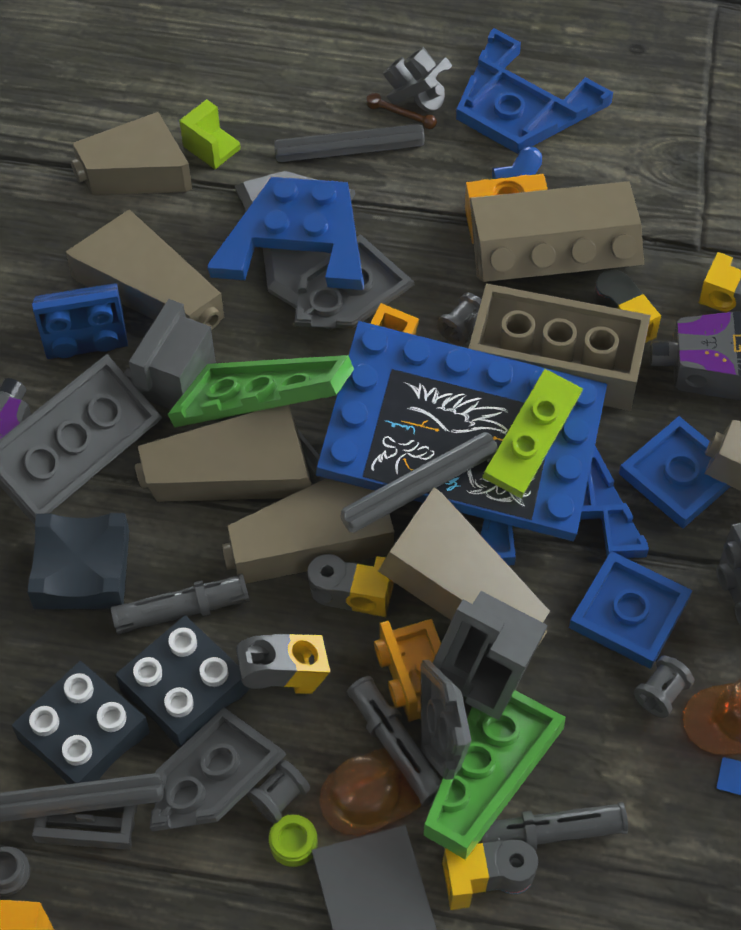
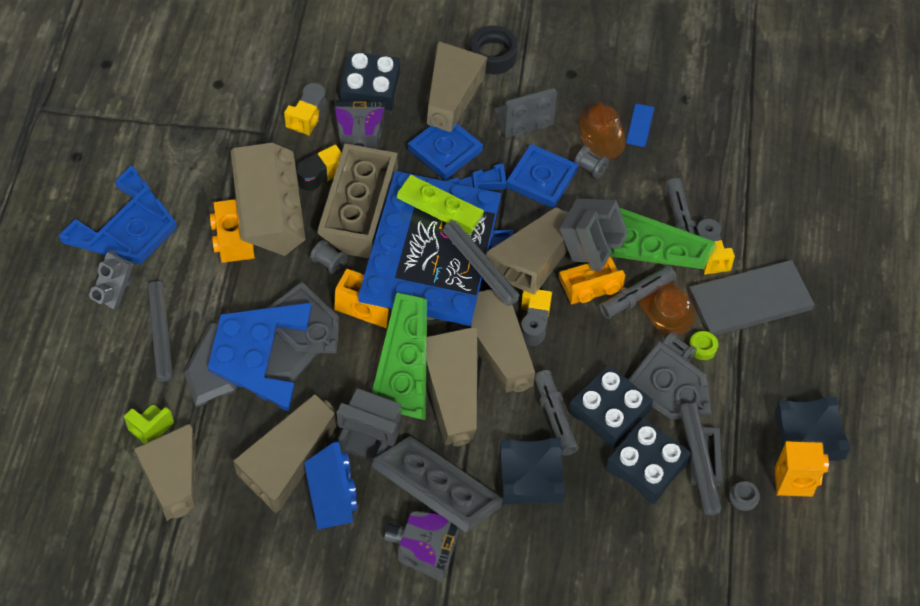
camera: 95 degrees left, 0 degrees up
(283, 661) = (602, 346): leg -> none
(374, 101) = (115, 317): reddish brown hinge -> none
(443, 722) = (642, 251): dark grey tile -> none
(526, 163) = (190, 220): blue arm -> none

